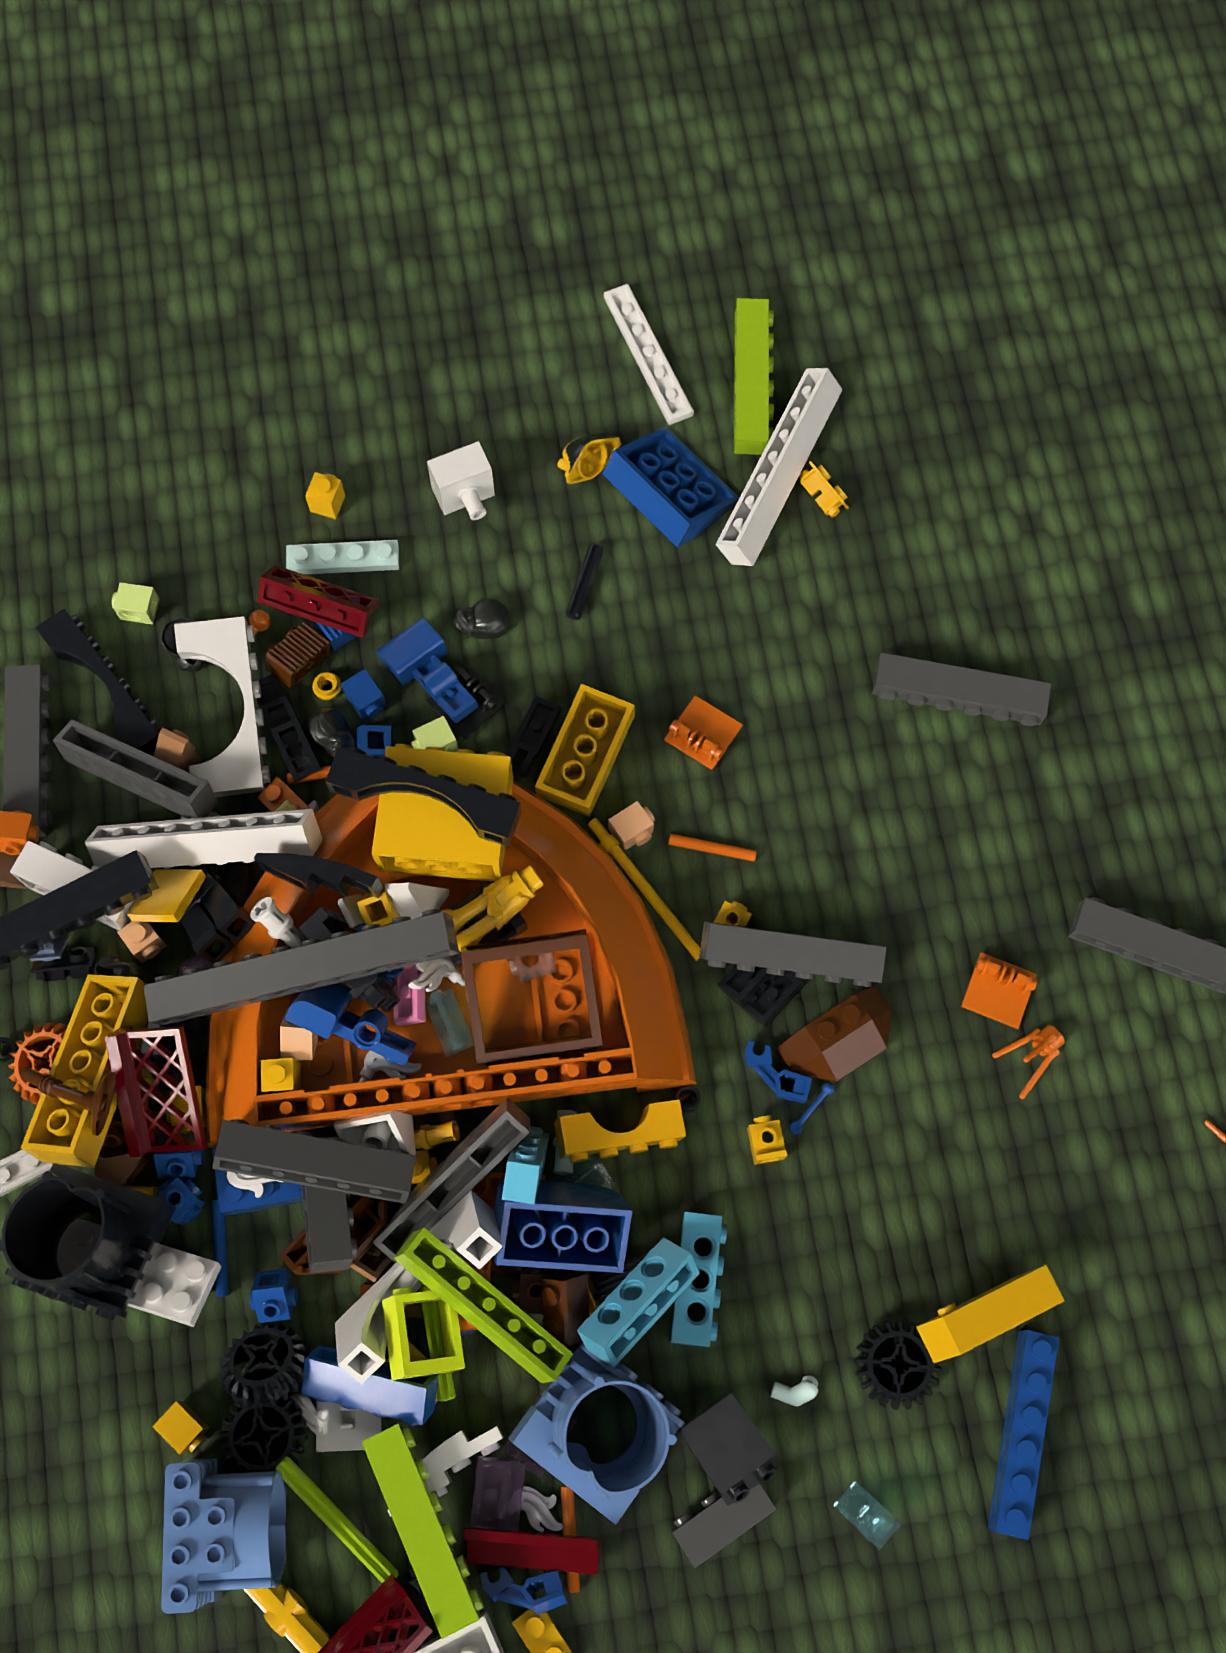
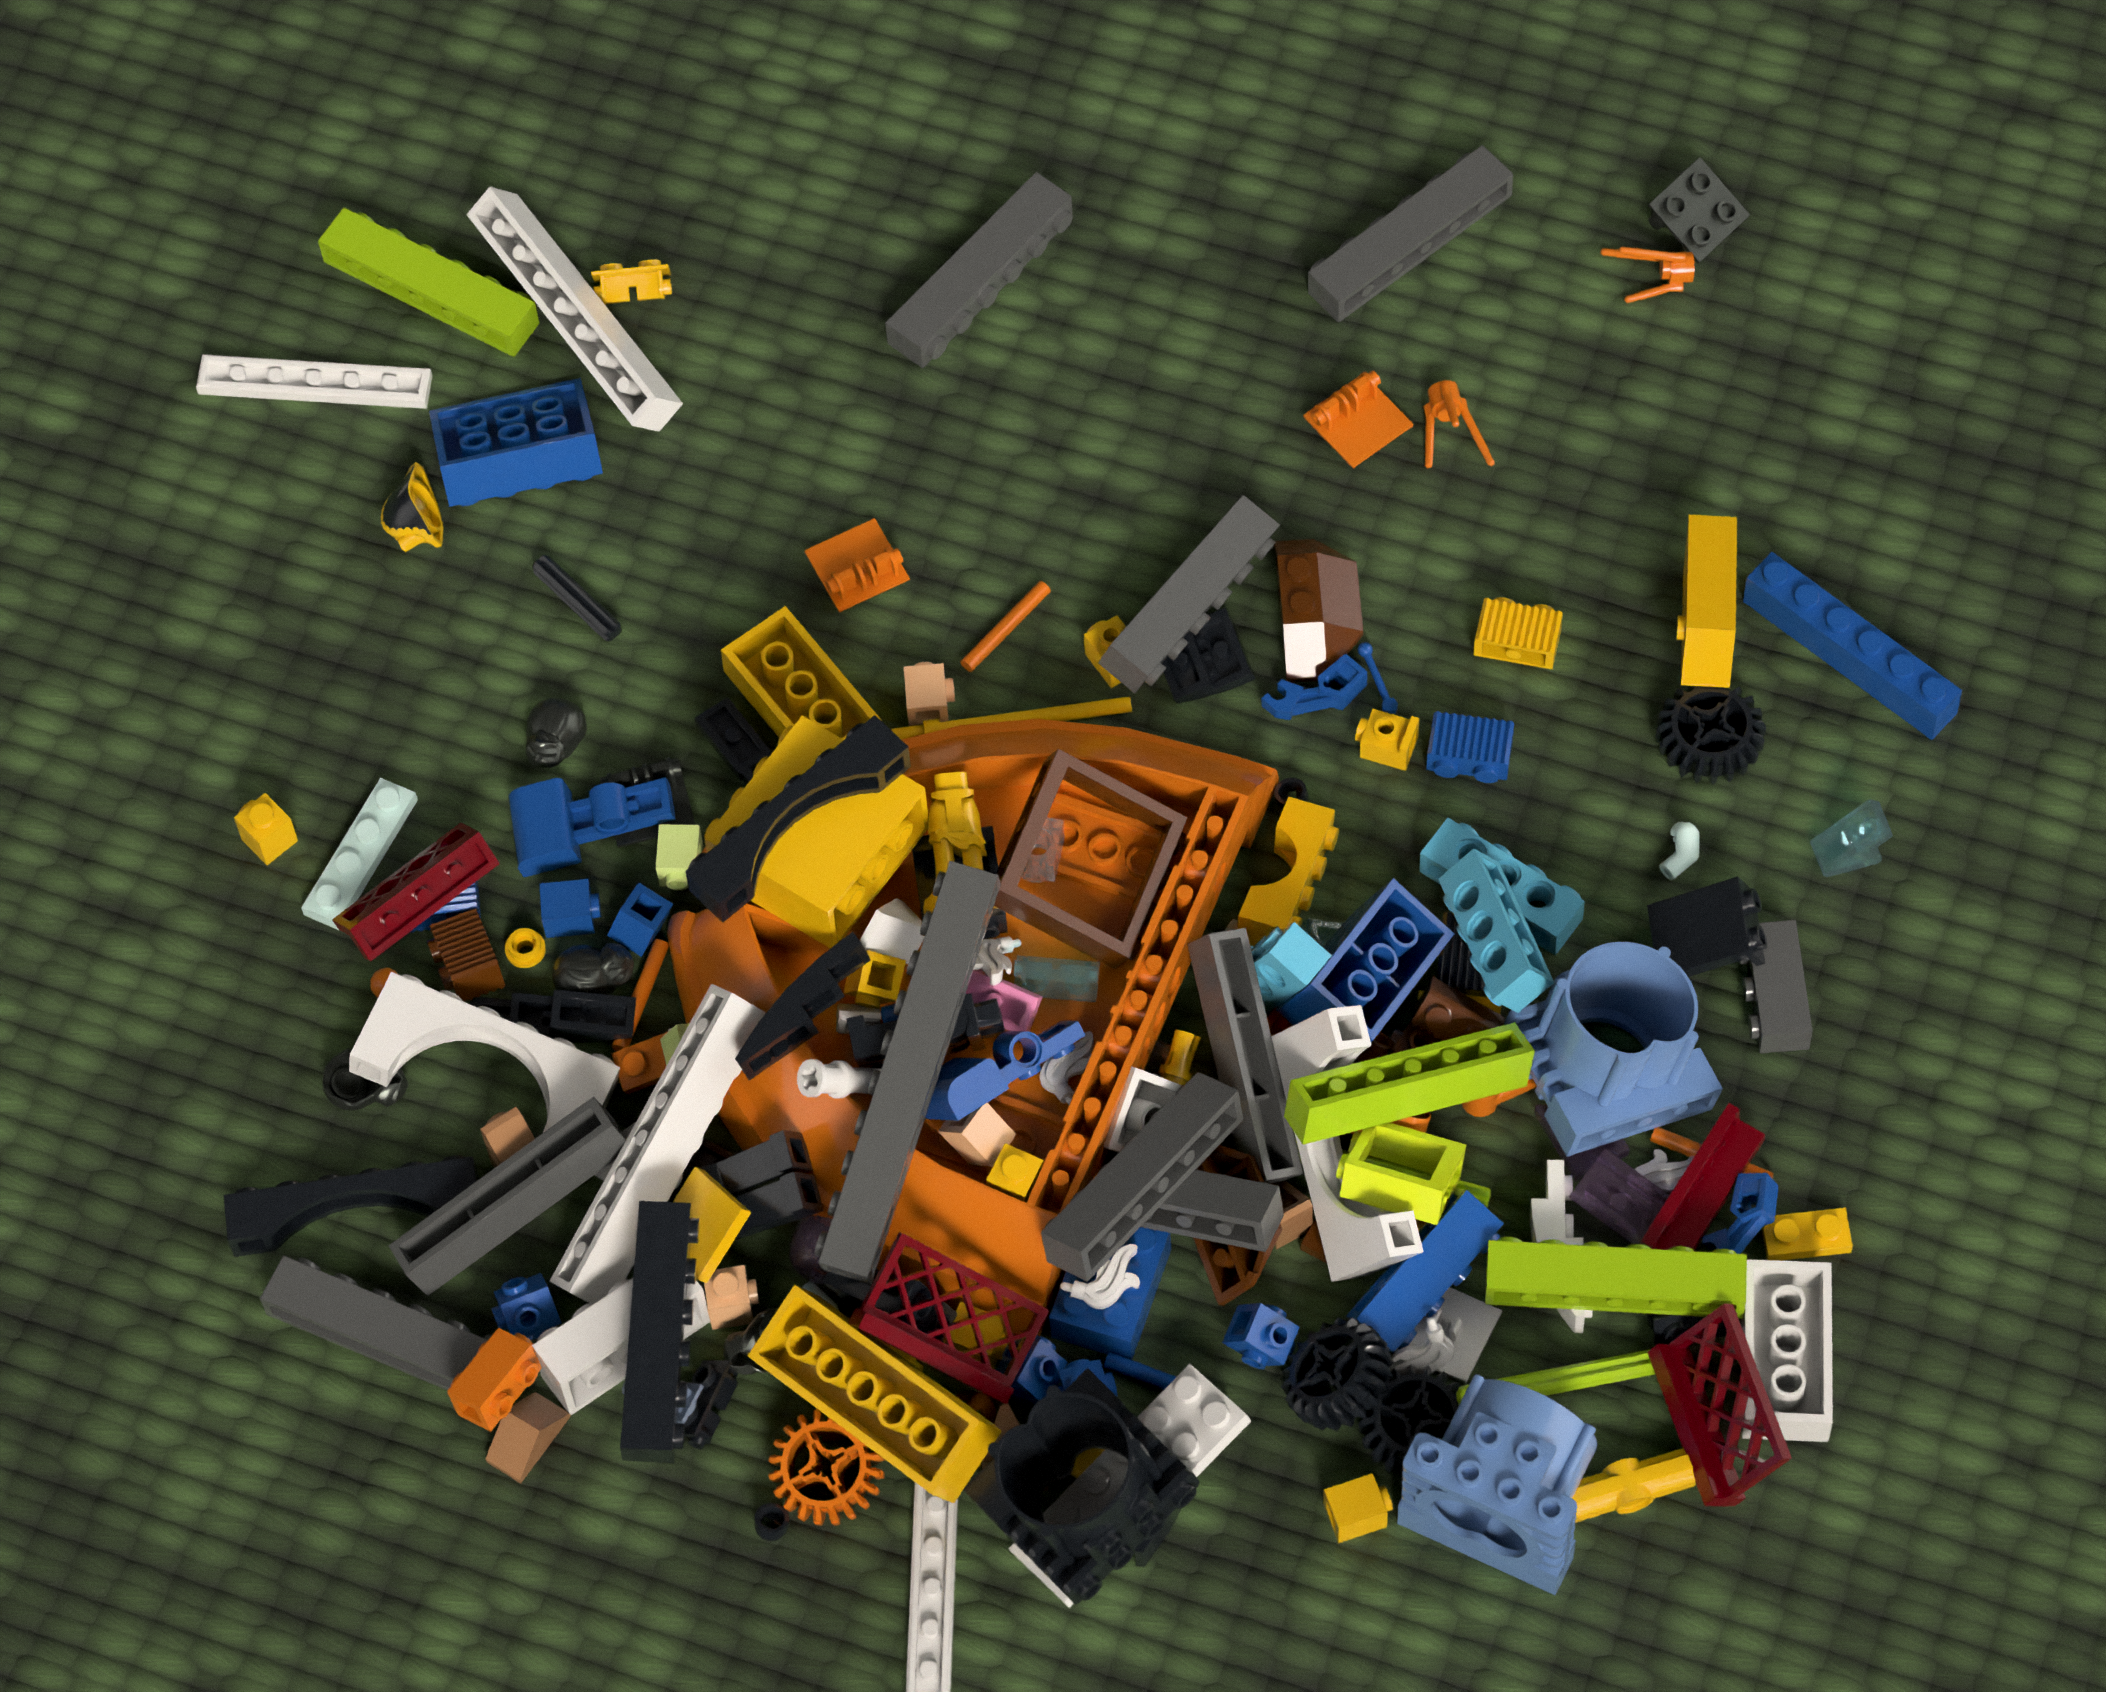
camera: 55 degrees left, 10 degrees down
(75, 821) = (525, 1307): none -> blue brick
(96, 1101) = (937, 1363): reddish brown dish -> none
(135, 603) = (265, 1116): yellowish green brick -> none
(462, 480) = (357, 658): white brick -> none
(790, 1201) = (1470, 747): none -> blue brick
(898, 1187) = (1518, 632): none -> yellow brick

